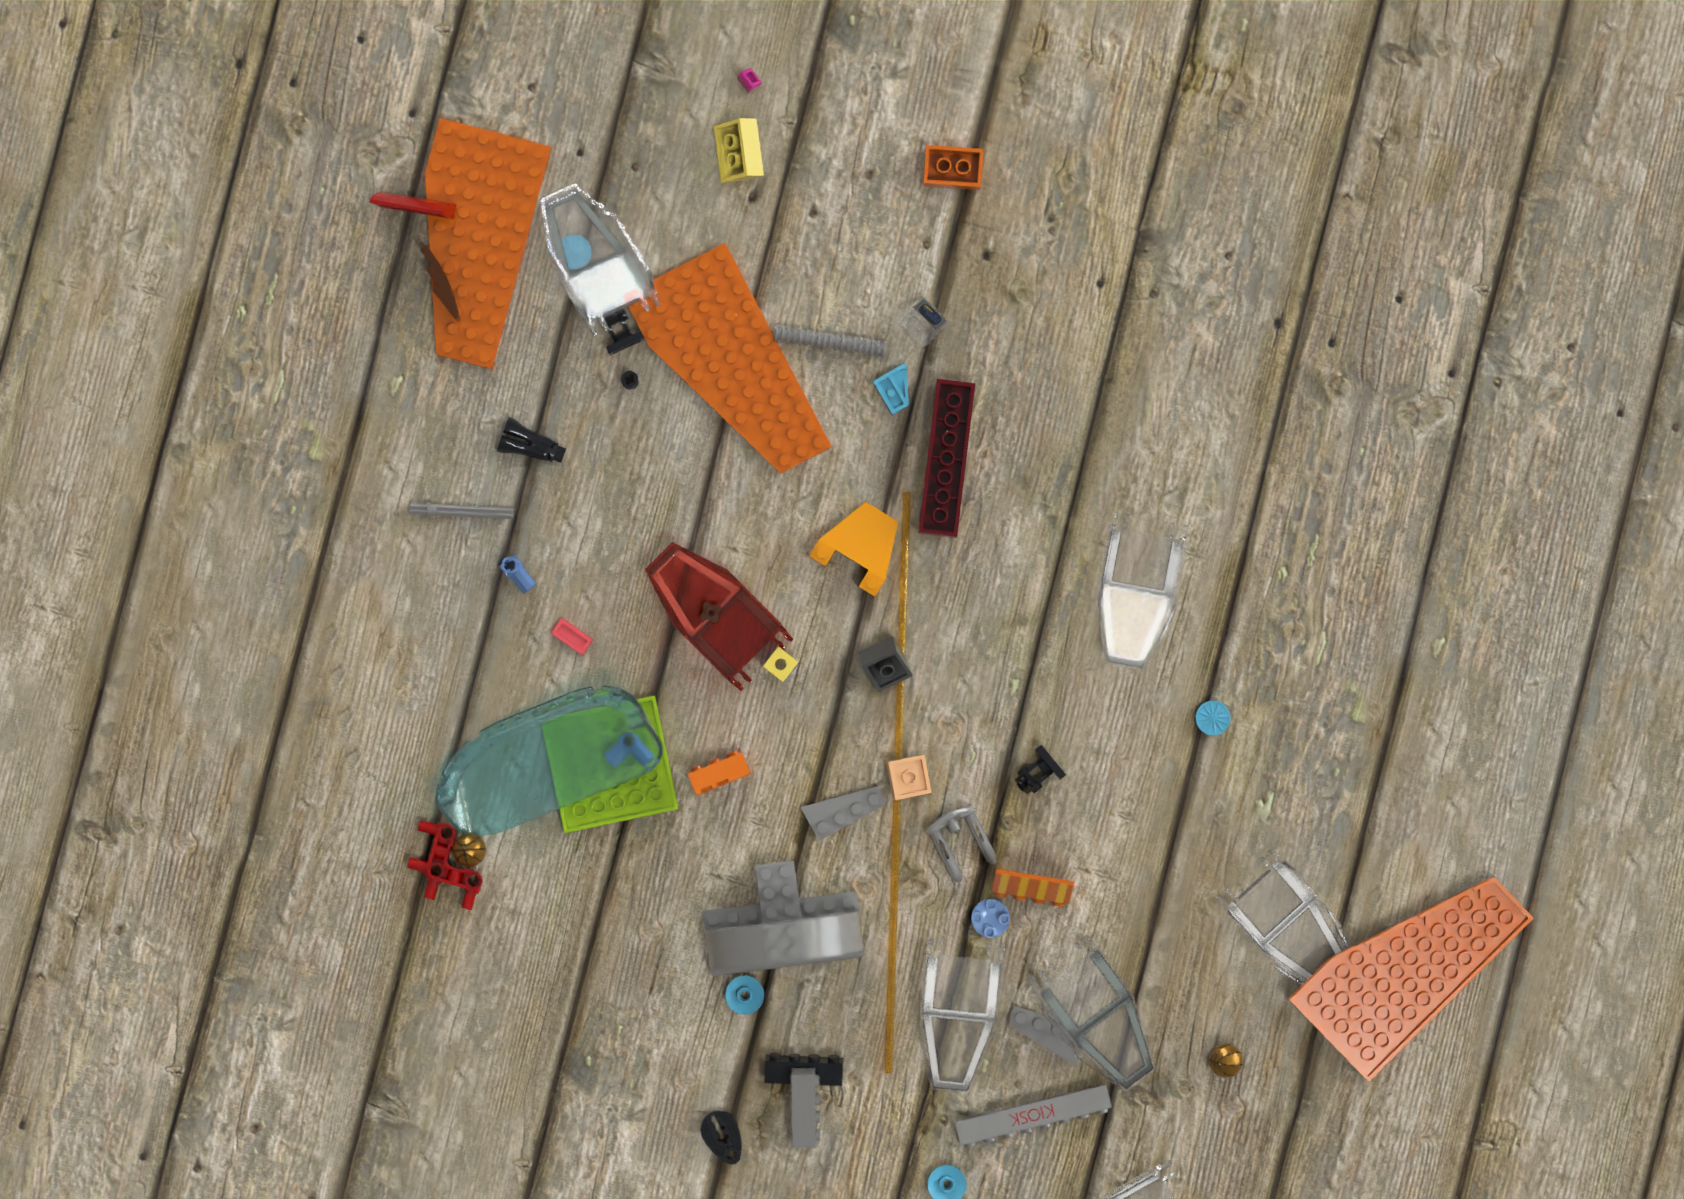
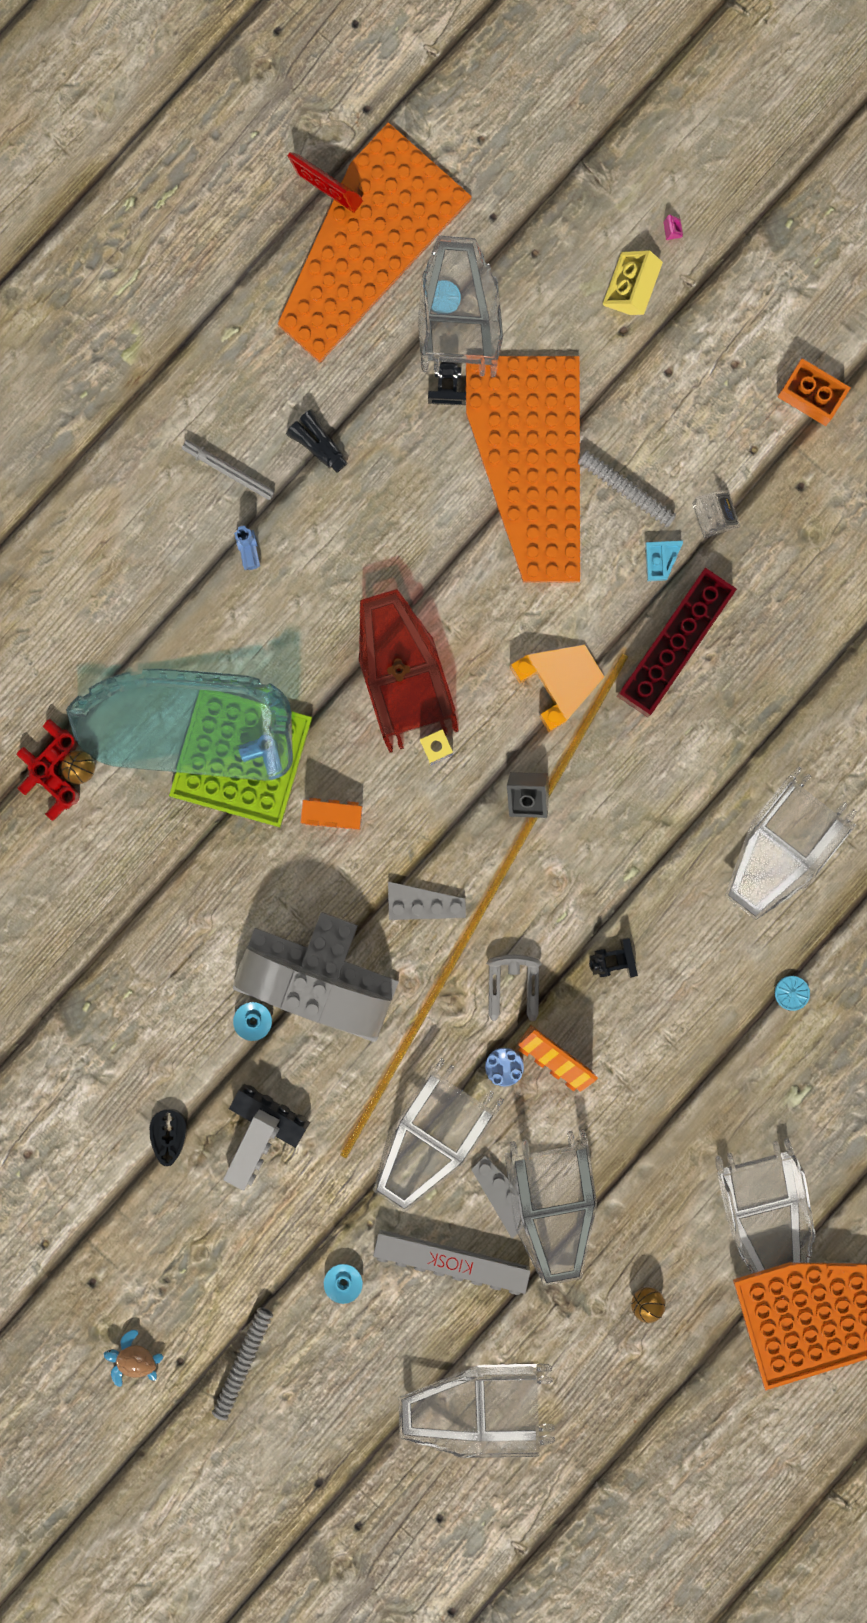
camera: 30 degrees right, 0 degrees up
(443, 289) = (313, 266): reddish brown slope -> none
(571, 636) = (267, 628): coral tile -> none
(628, 374) = (431, 437): black bush -> none
(908, 777) = (497, 905): light nougat plate -> none

